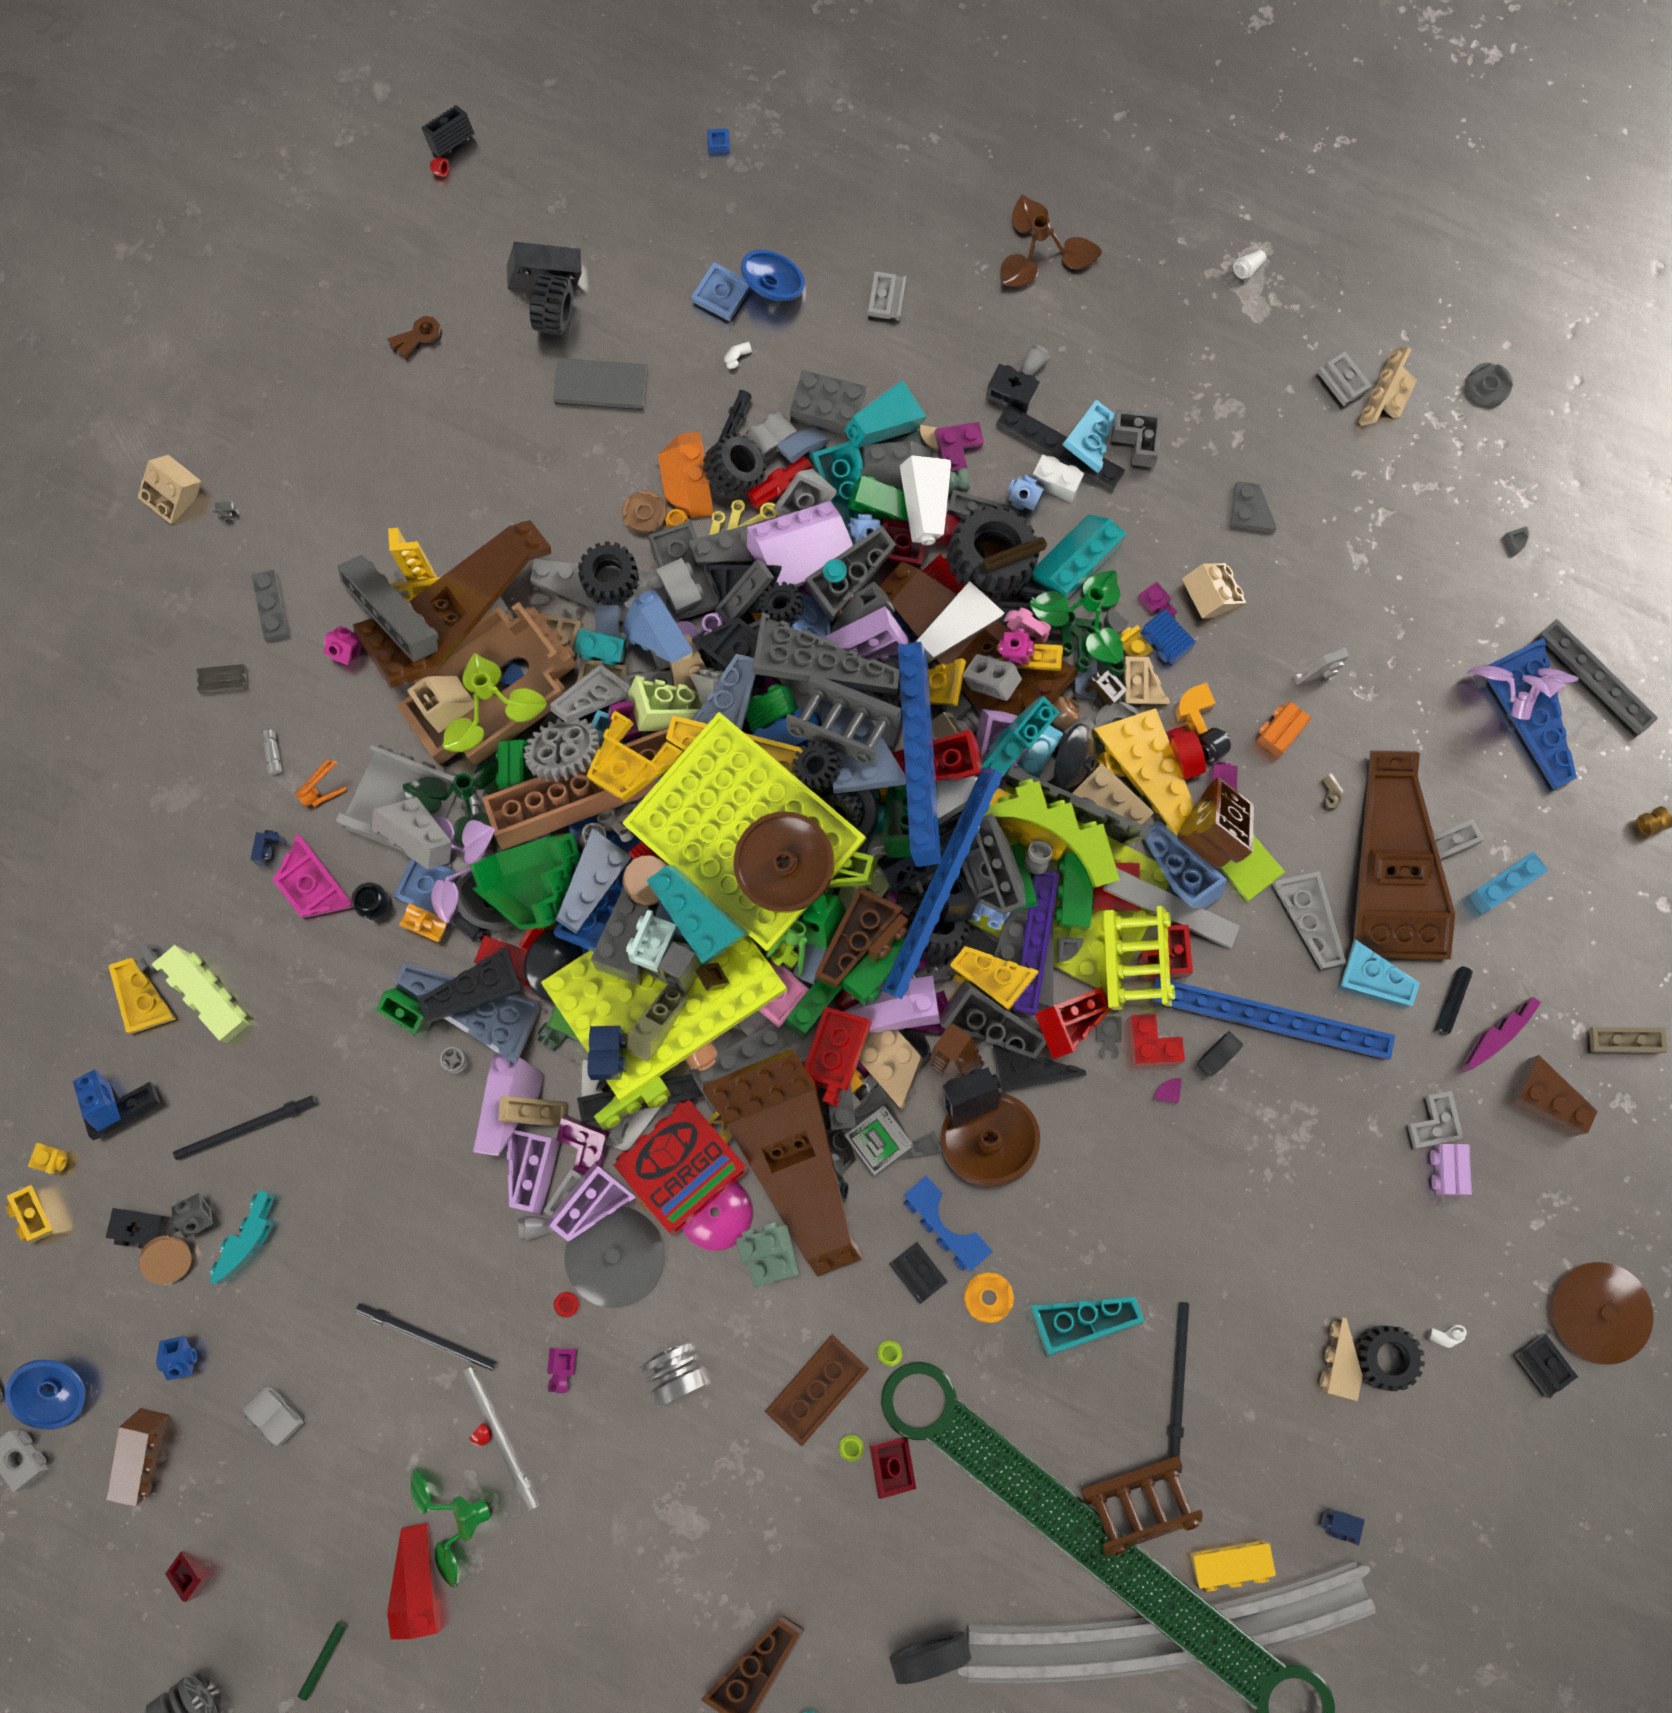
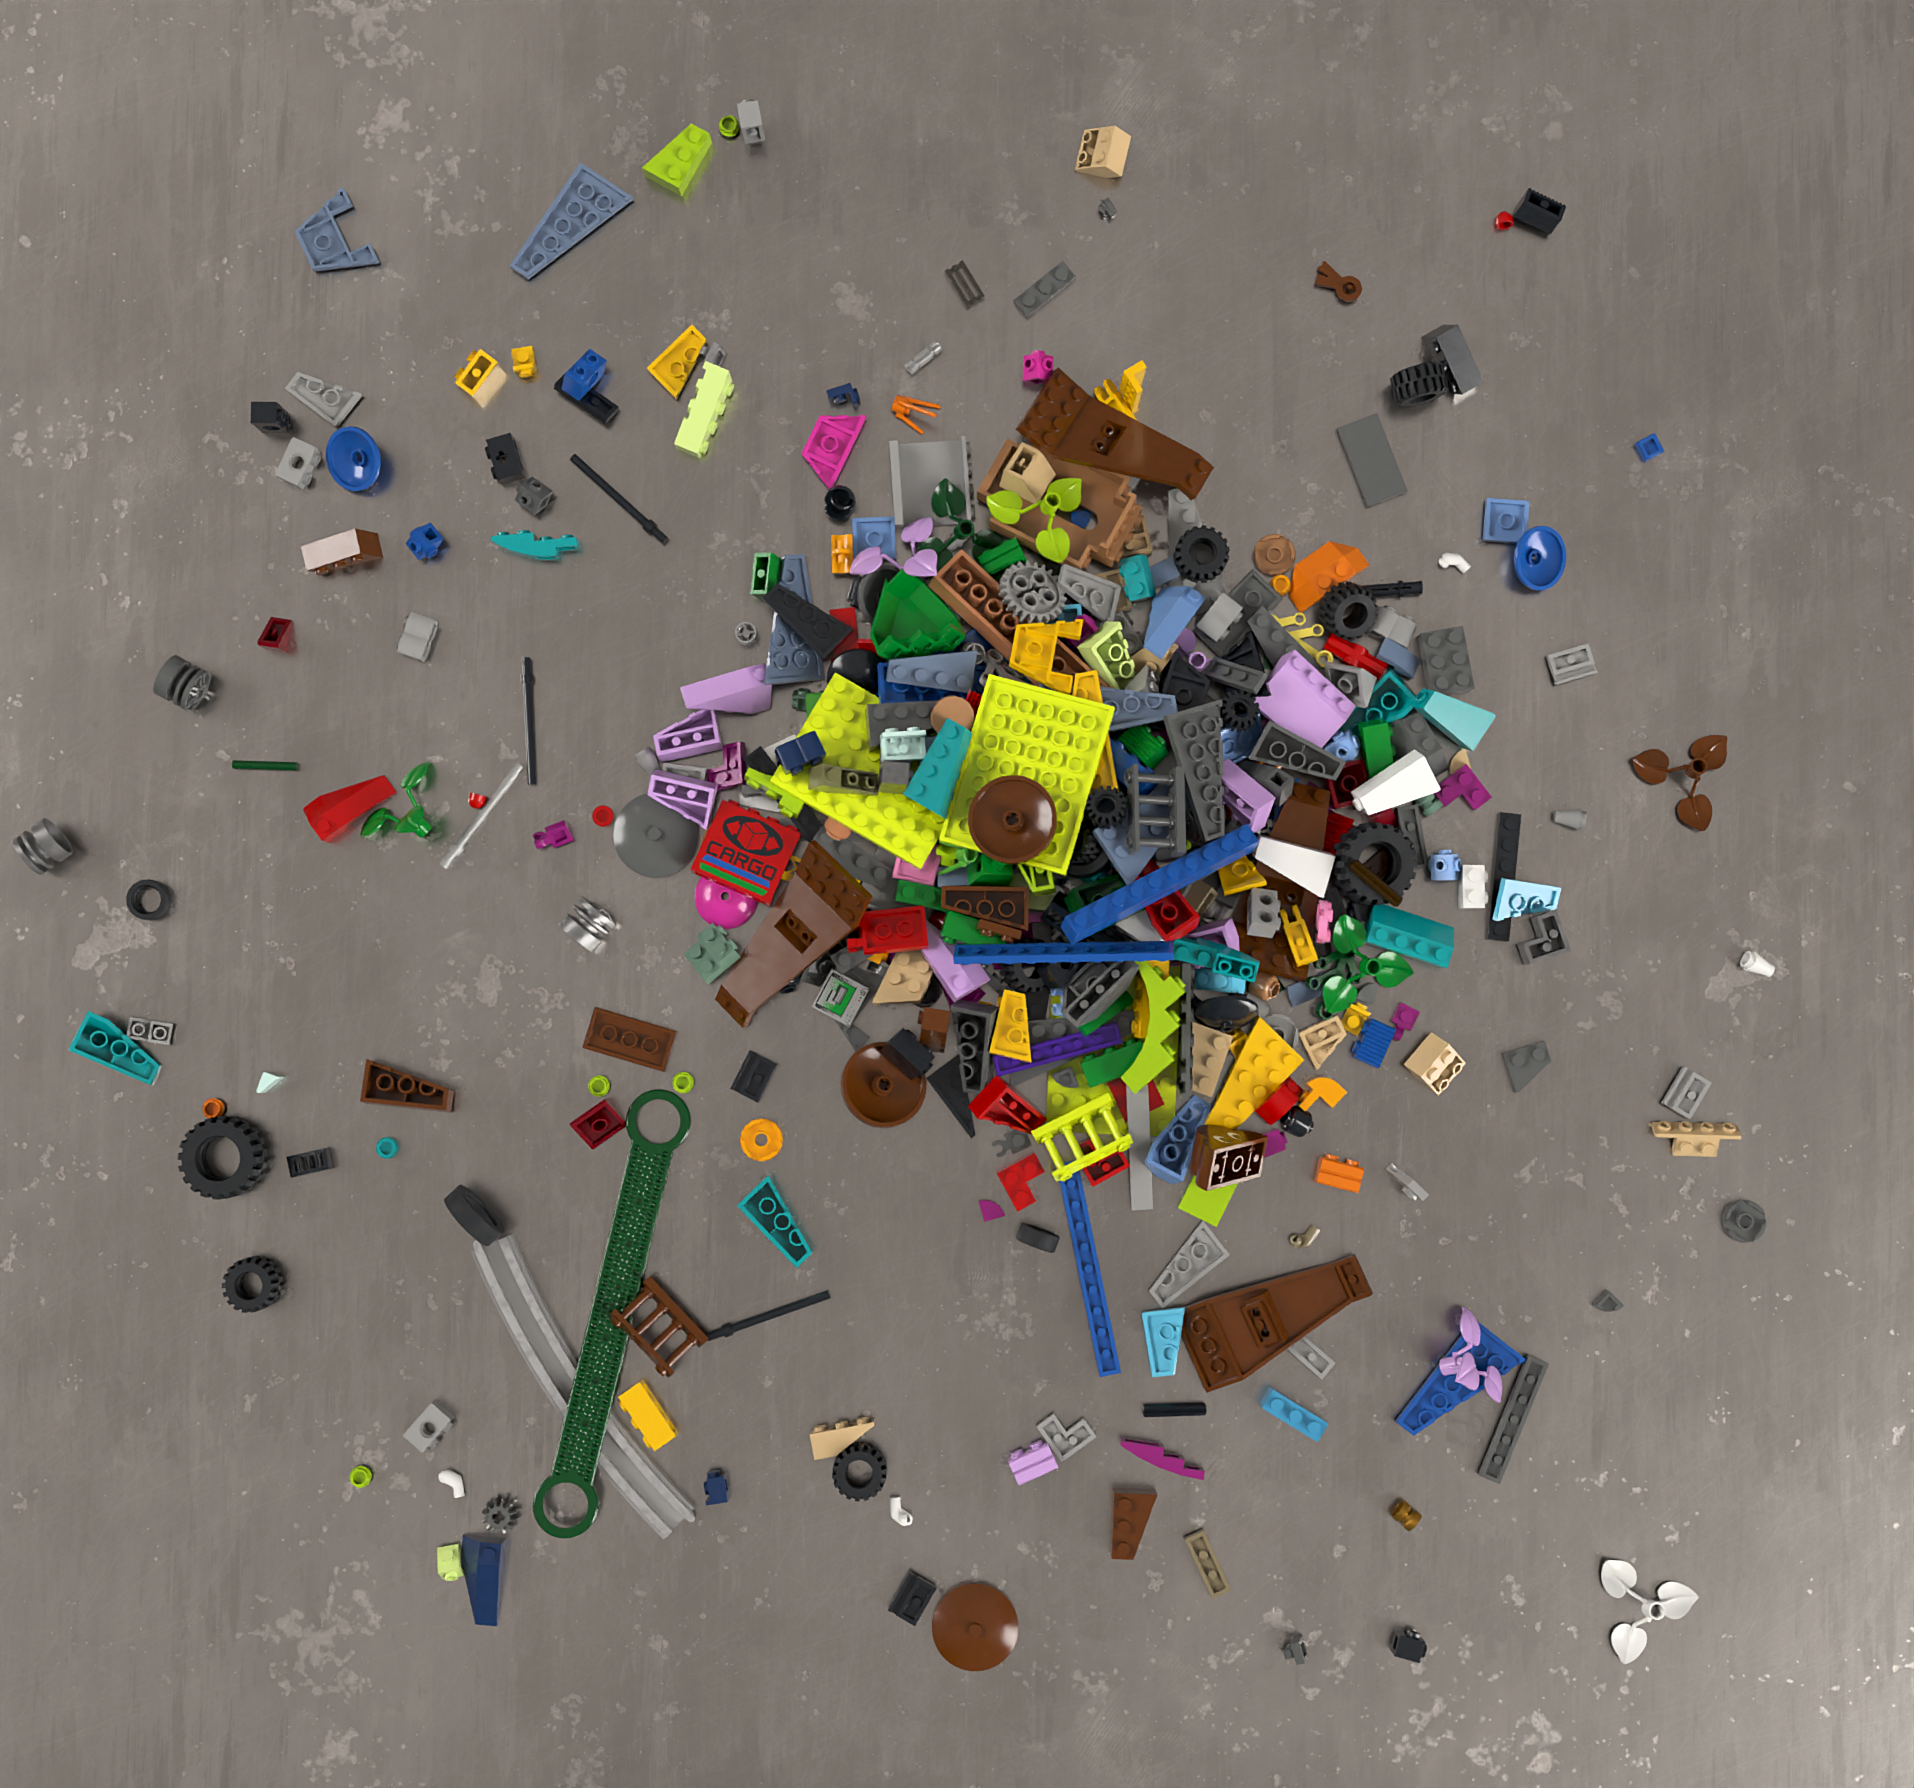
camera: 65 degrees right, 10 degrees up
(164, 1260) = (491, 493): medium nougat tile -> none
(388, 608) = (1084, 390): dark grey brick -> none
(414, 831) = (909, 509): light grey wedge -> none
(531, 1111) = (734, 715): tan tile -> none
(712, 976) = (900, 806): dark brown plate -> none
(834, 570) = (1286, 741): teal plate -> none
(968, 1249) = (790, 1106): blue arch -> none
(1001, 388) = (1531, 821): black brick -> none
(1020, 654) = (1296, 929): dark pink brick -> none
(1038, 857) = (1125, 1020): light grey wheel -> none
(1107, 686) = (1303, 1011): bracket -> none

